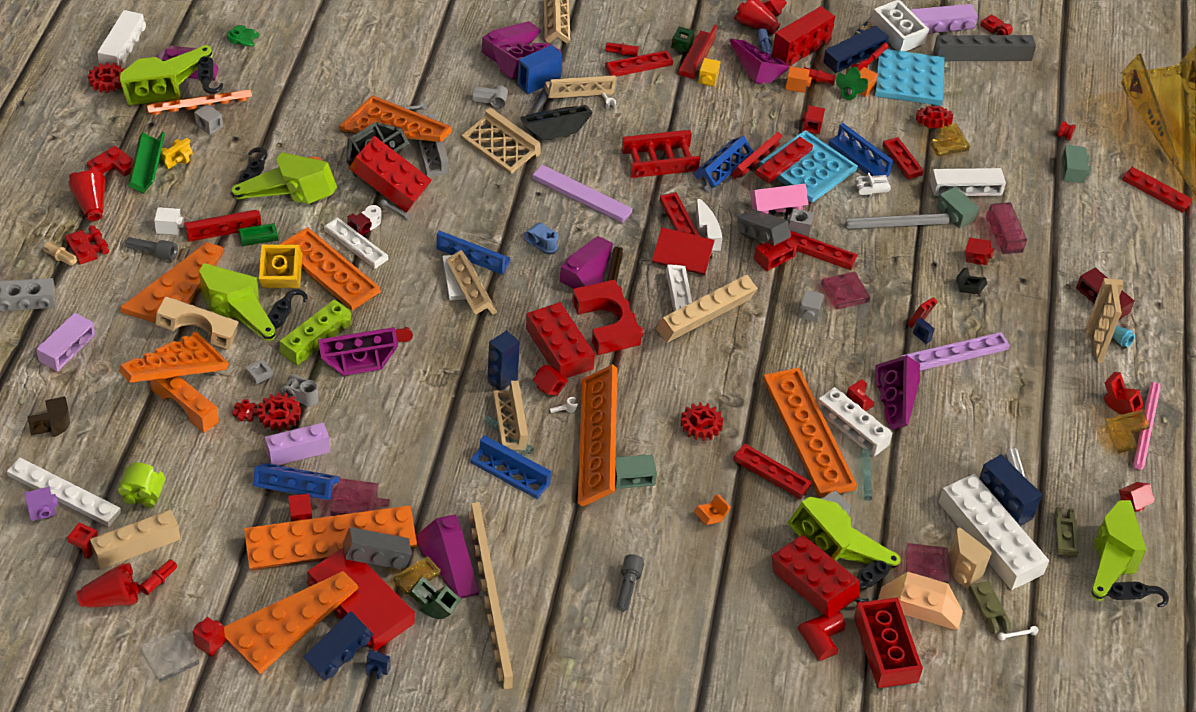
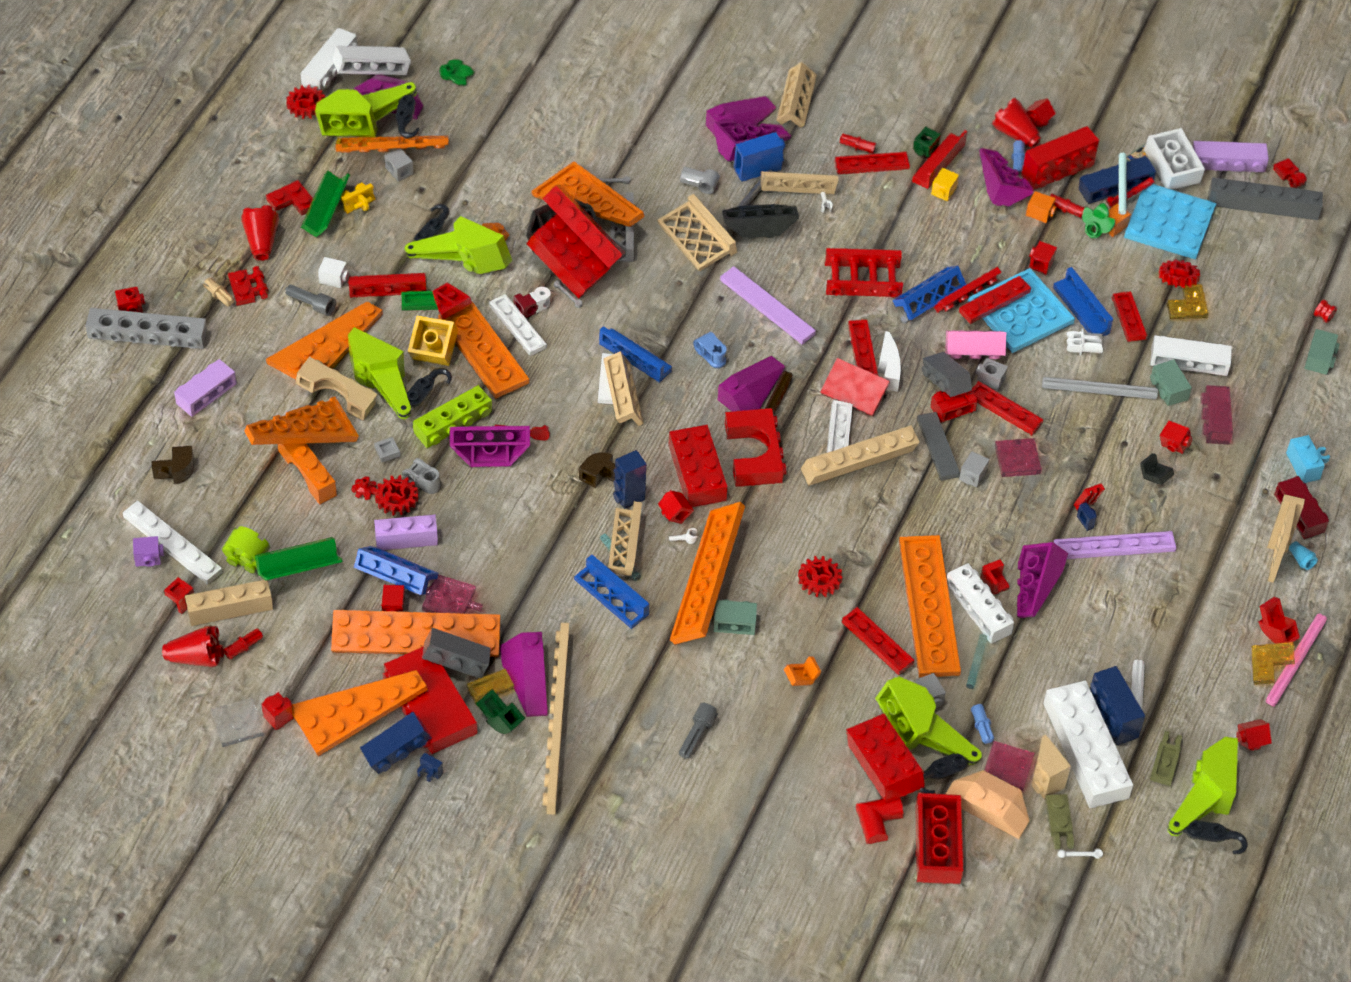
camera: 15 degrees right, 5 degrees up
(162, 33) = (371, 60): none -> white brick
(195, 486) = (297, 559): none -> green panel
(287, 228) = (450, 300): none -> red wing
(400, 143) = (583, 225): none -> red brick
(466, 357) = (596, 468): none -> dark brown brick
(772, 291) = (938, 446): none -> dark grey tile
(864, 51) = (1122, 183): none -> light aqua bar
(891, 529) = (982, 723): none -> medium blue axle
(1094, 252) = (1306, 459): none -> medium azure brick

